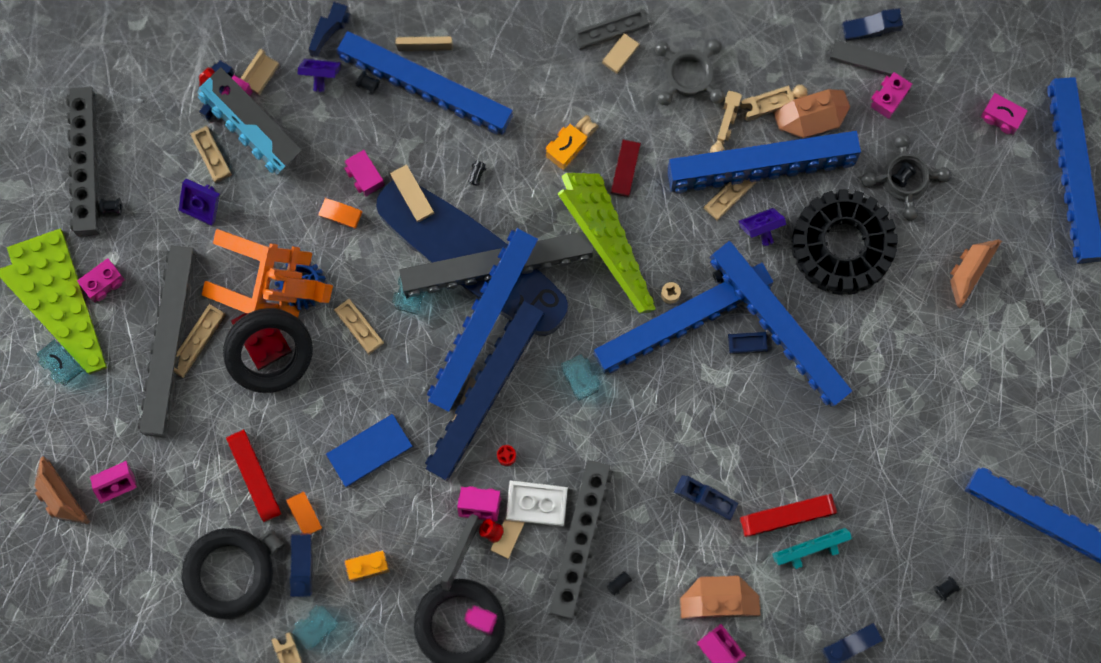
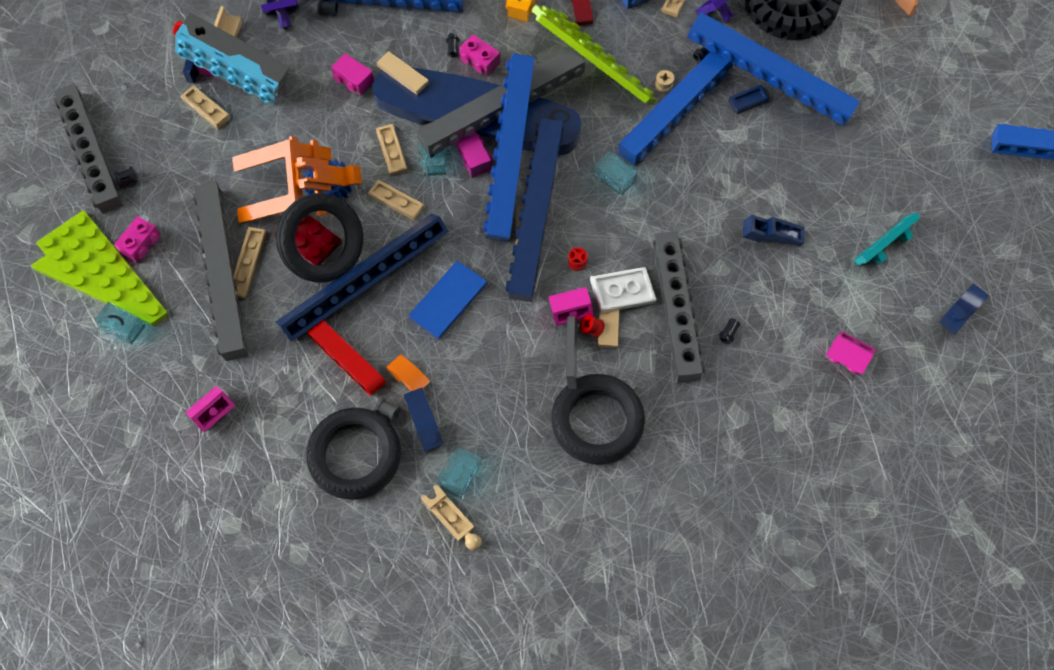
camera: 20 degrees left, 10 degrees down
(56, 494) = (157, 442): nougat wedge -> none
(199, 201) = (208, 143): dark purple tile -> none
(296, 400) = (361, 277): none -> dark blue brick
(340, 213) = (346, 112): orange slope -> none
(367, 566) = (487, 398): light orange brick -> none
(374, 269) = (391, 150): none -> tan tile
(450, 307) = (474, 155): none -> dark pink brick
(481, 620) = (621, 398): dark pink brick -> none
(498, 196) = (479, 55): none -> dark pink brick
(719, 598) = (826, 312): nougat wedge -> none
(788, 515) = (853, 221): red beam -> none
(947, 588) = (1021, 233): black bush -> none

